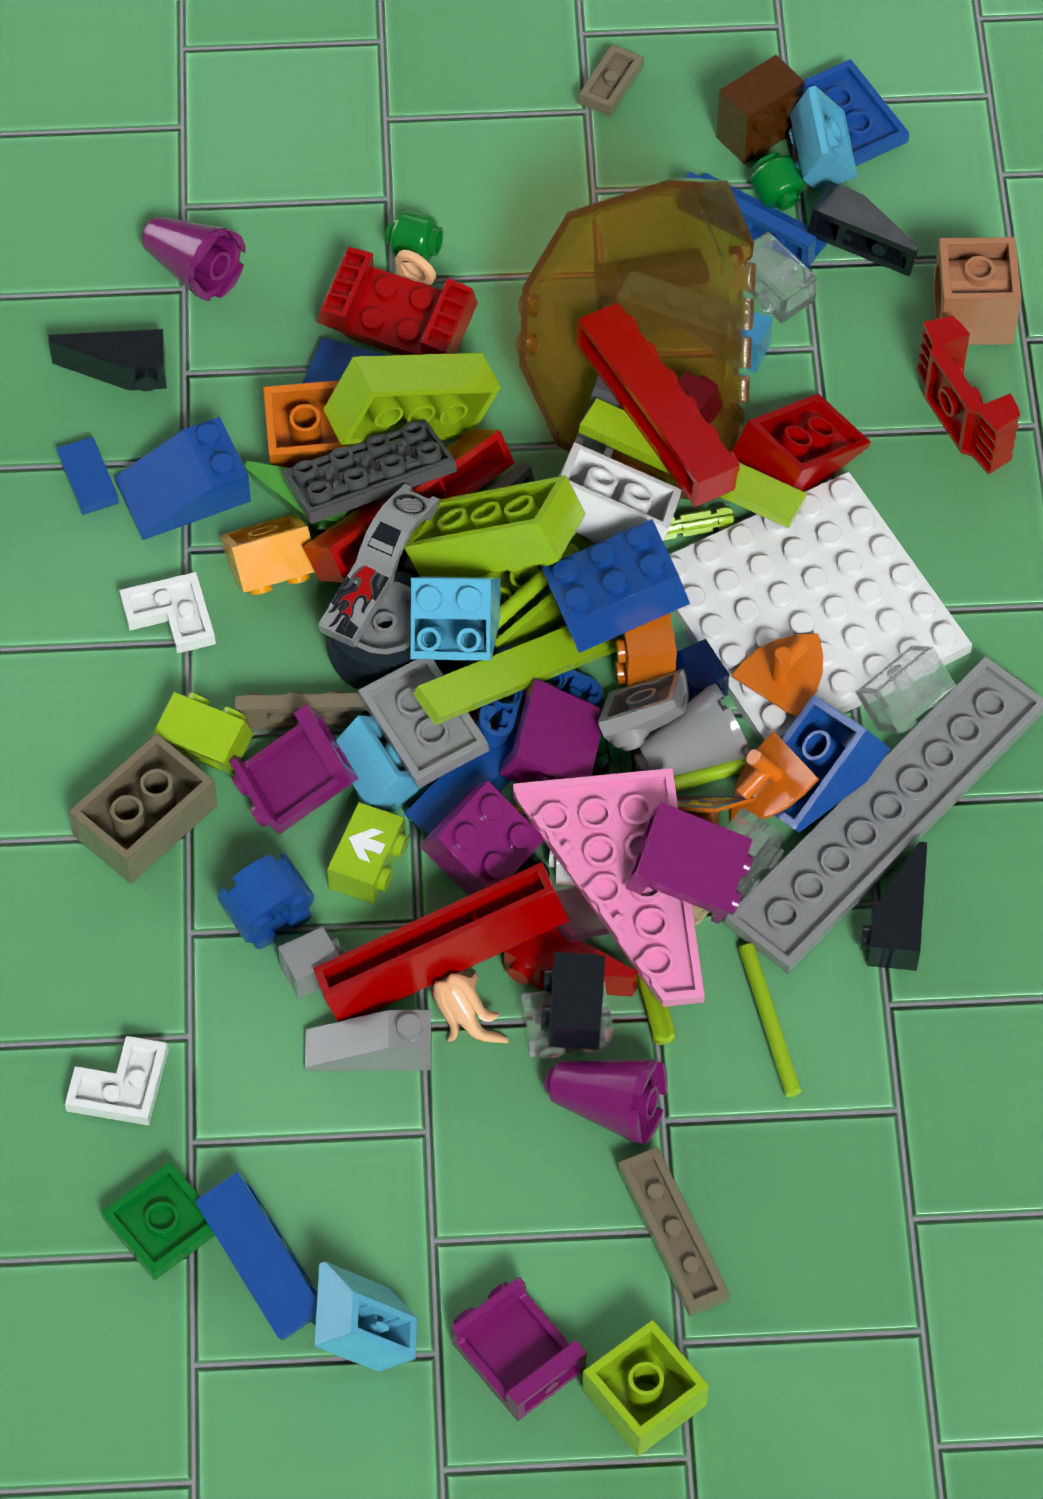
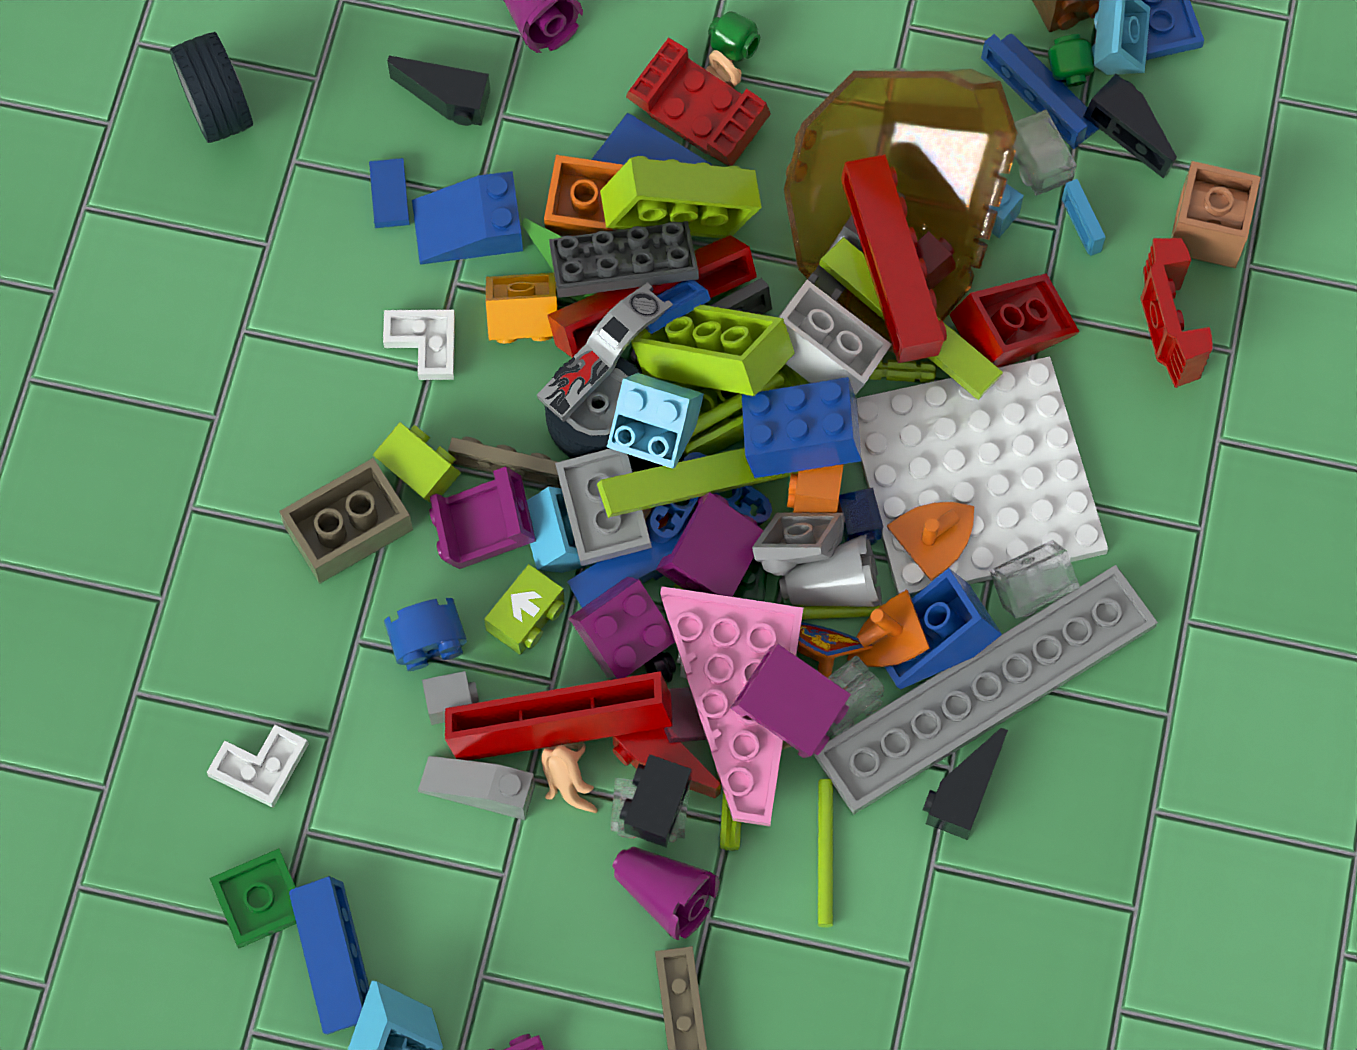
camera: 15 degrees right, 10 degrees up
(450, 492) = (684, 298): none -> blue tile
(839, 329) = (1083, 217): none -> dark azure tile

